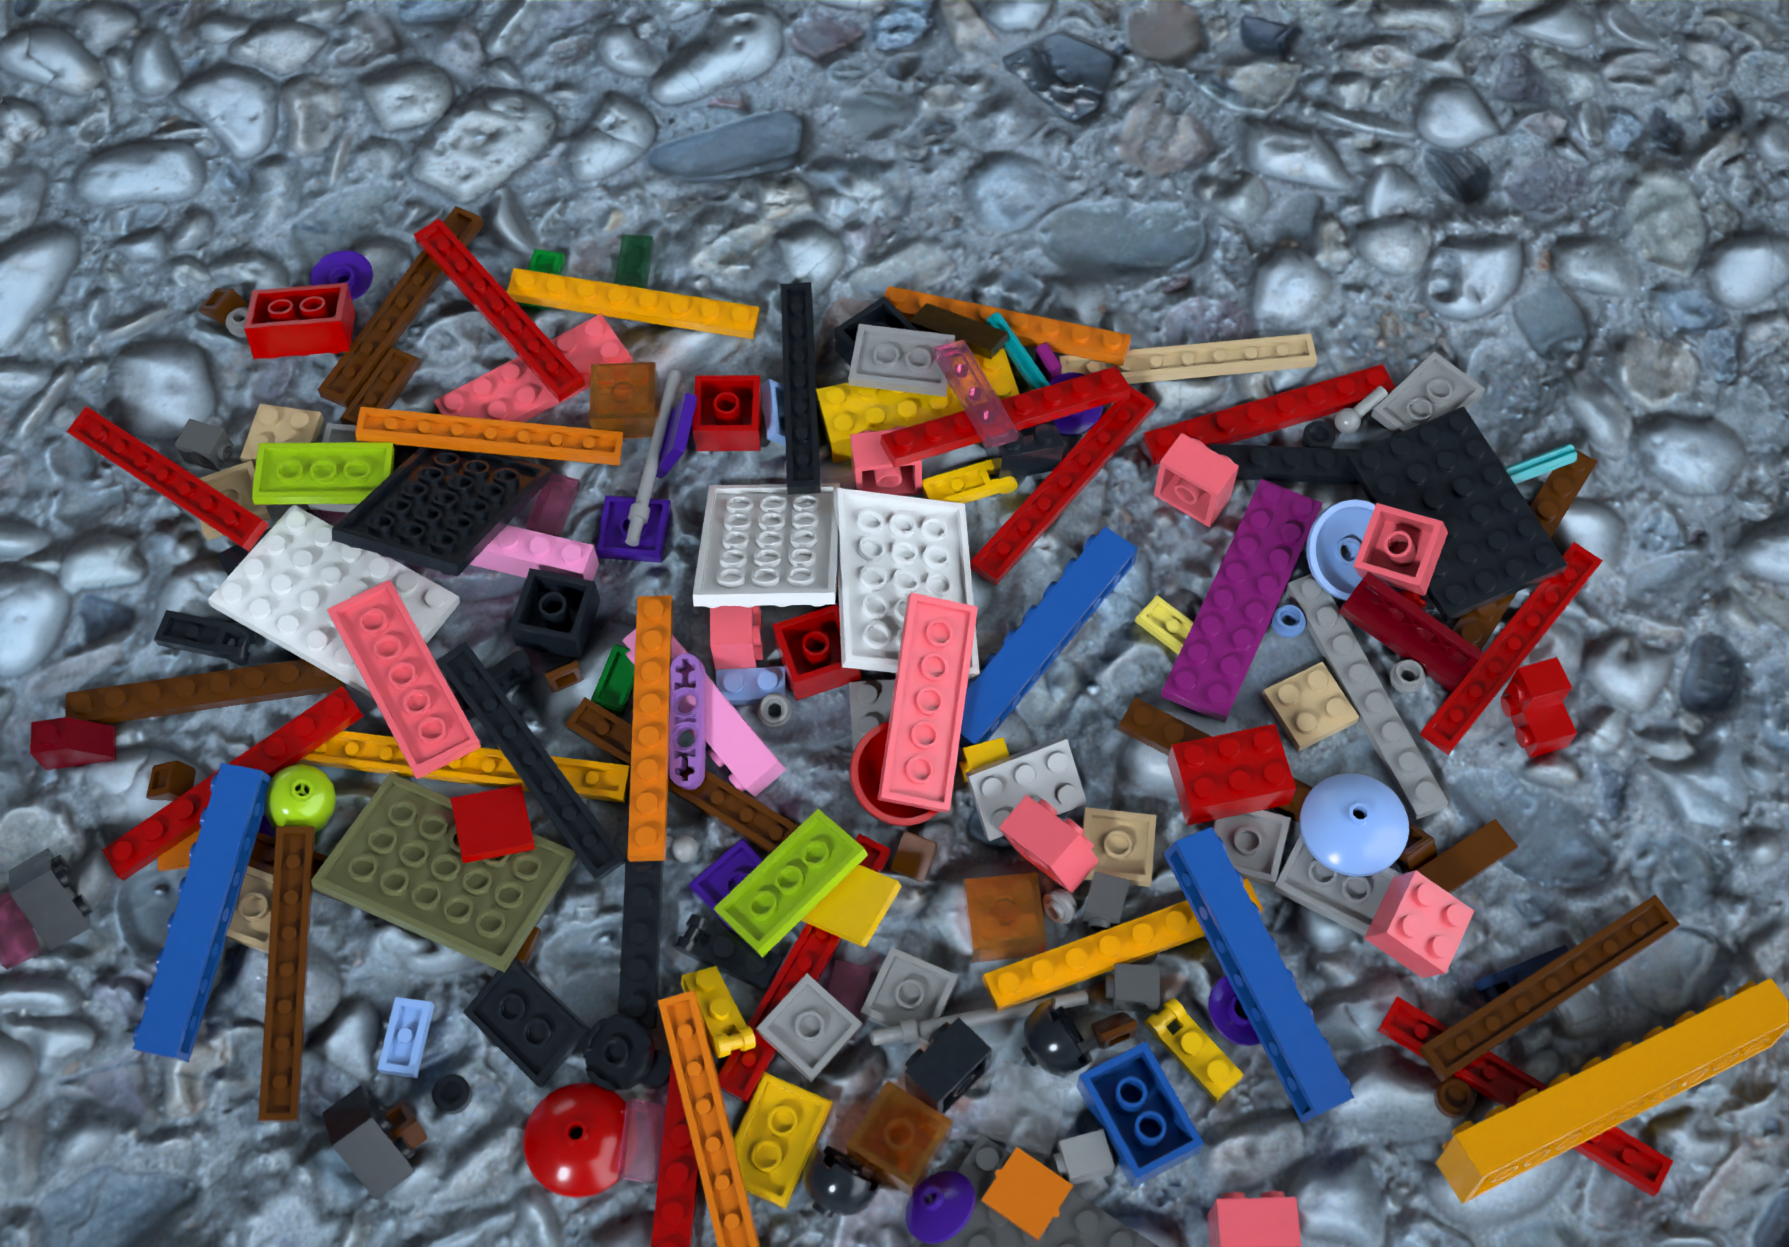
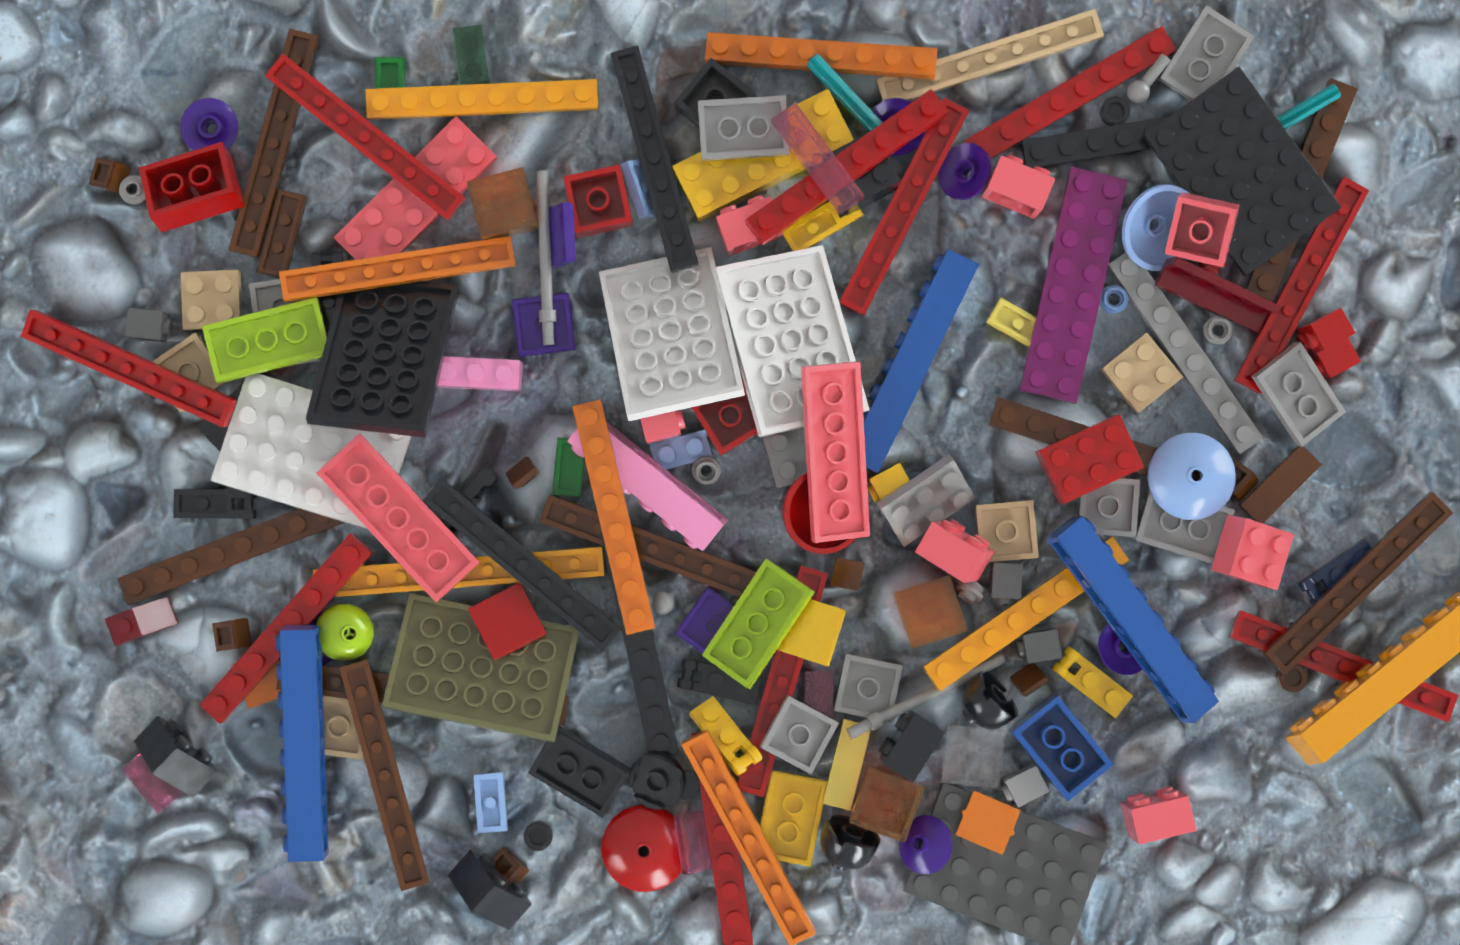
camera: 10 degrees left, 25 degrees up
(553, 505) = (469, 318): clear pink tile -> none
(555, 613) = (503, 425): black brick -> none
(687, 721) = (645, 504): medium lavender beam -> none
(860, 1088) = (845, 768): none -> light yellow tile
(979, 337) = (785, 80): dark brown tile -> none
(1047, 362) = (867, 89): magenta tile -> none
(1138, 459) = (956, 167): none -> dark purple dish
(1497, 758) = (1298, 394): none -> light grey plate

